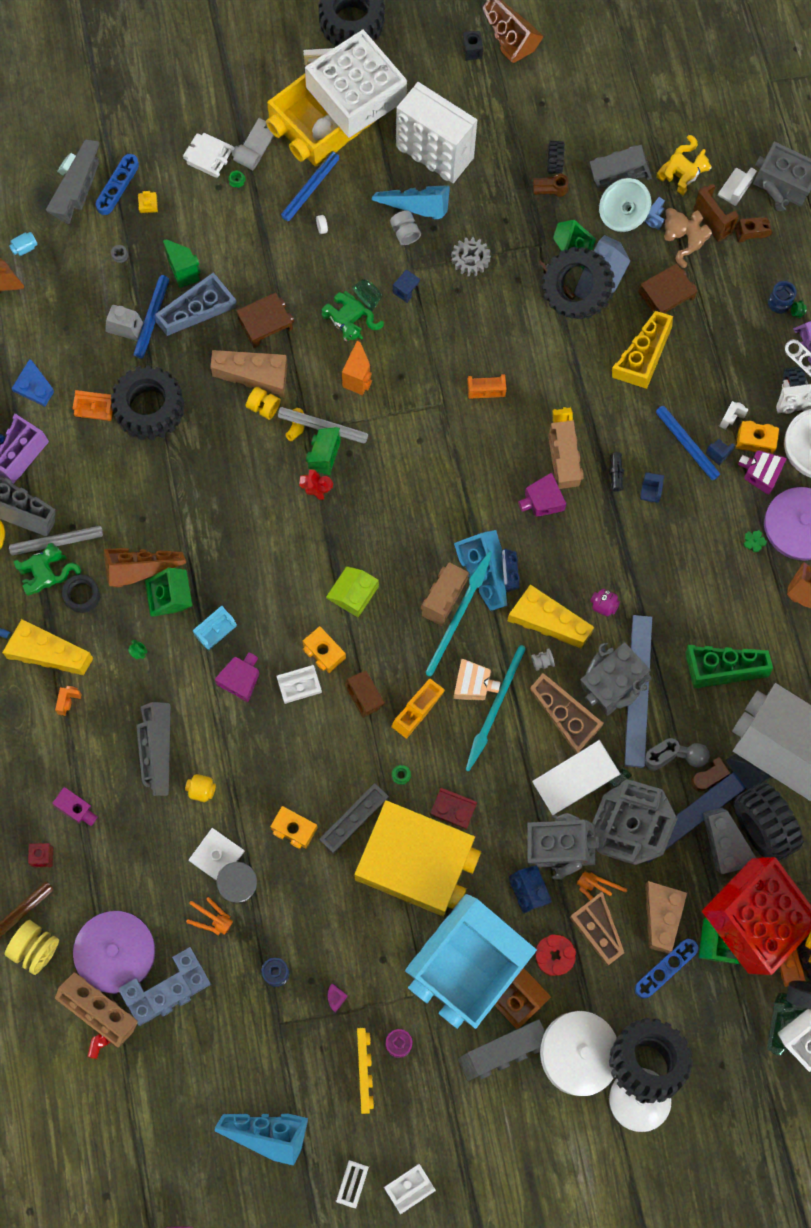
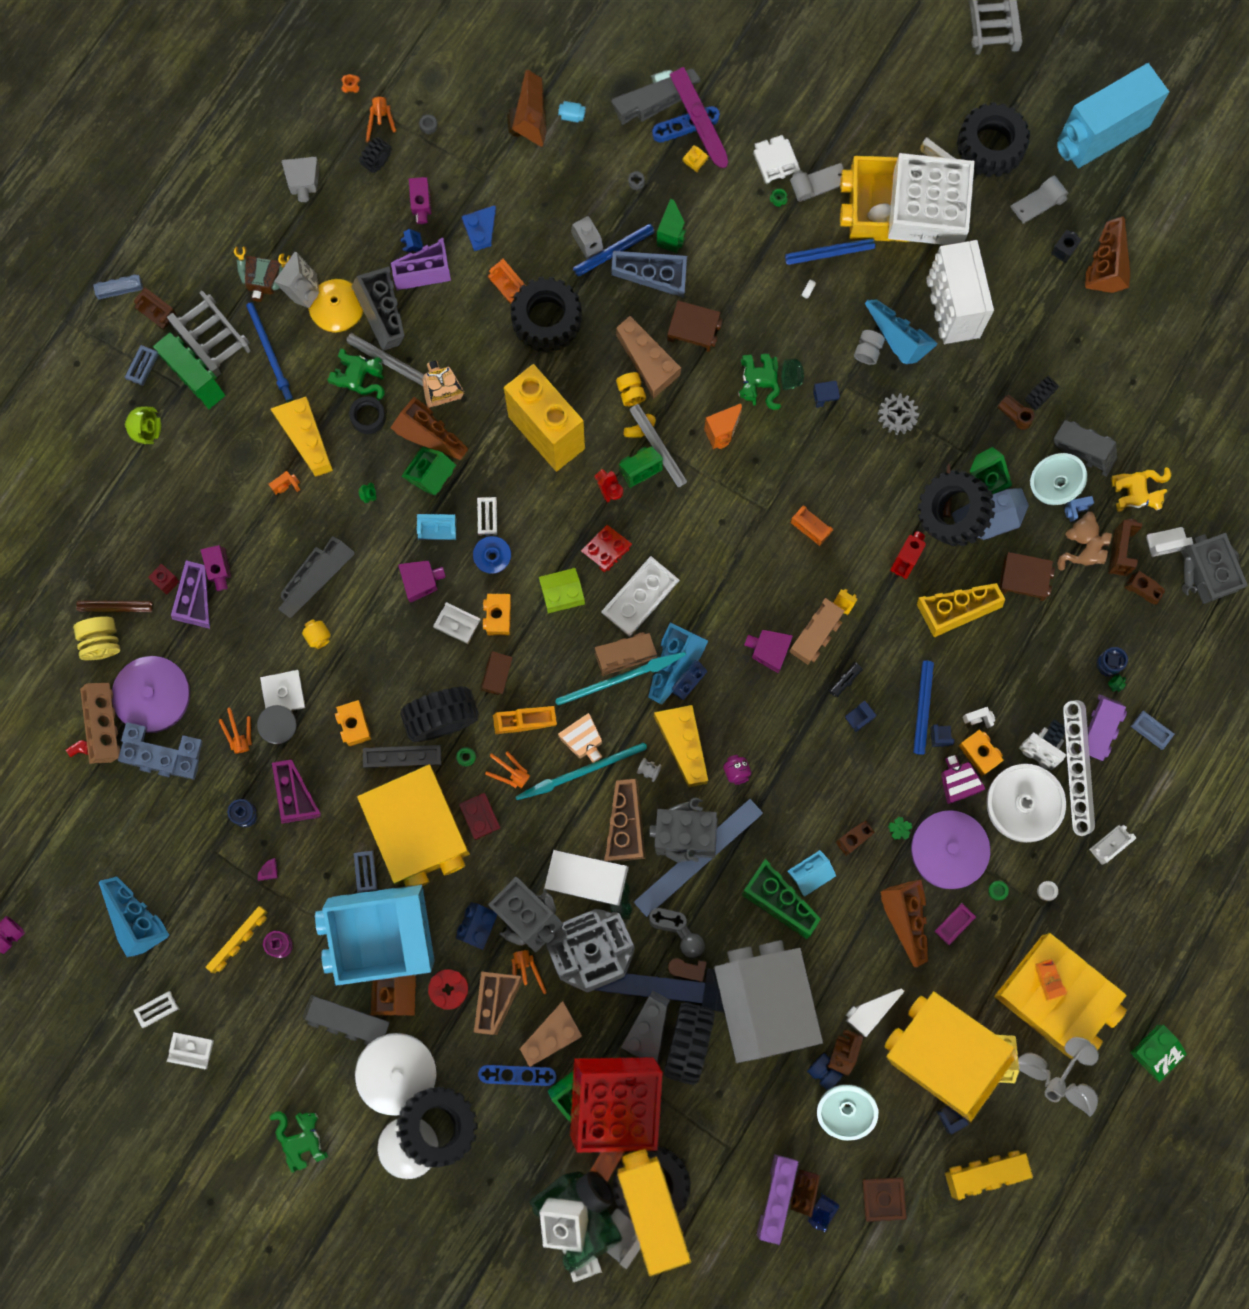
camera: 45 degrees right, 5 degrees up
(77, 847) = (192, 596): none -> medium lavender wedge
(117, 522) = (440, 385): none -> light nougat torso
(124, 170) = (699, 117): none -> magenta piece
(225, 472) = (544, 417): none -> yellow brick
(255, 599) = (487, 532): none -> white tile
(276, 602) = (489, 546): none -> blue dish
(300, 923) = (292, 795): none -> magenta wedge
(356, 531) = (606, 548): none -> red hinge
(356, 757) = (439, 714): none -> black tyre
(414, 544) = (640, 596): none -> white tile
(422, 939) = (373, 871): none -> sand blue tile
(423, 29) = (1047, 196): none -> light grey door
(453, 751) = (518, 777): none -> orange plant
(560, 1175) = (297, 1144): none -> green animal
(575, 340) = (909, 555): none -> red torso
(726, 626) = (812, 873): none -> medium azure panel
(732, 575) = (855, 837): none -> reddish brown leg

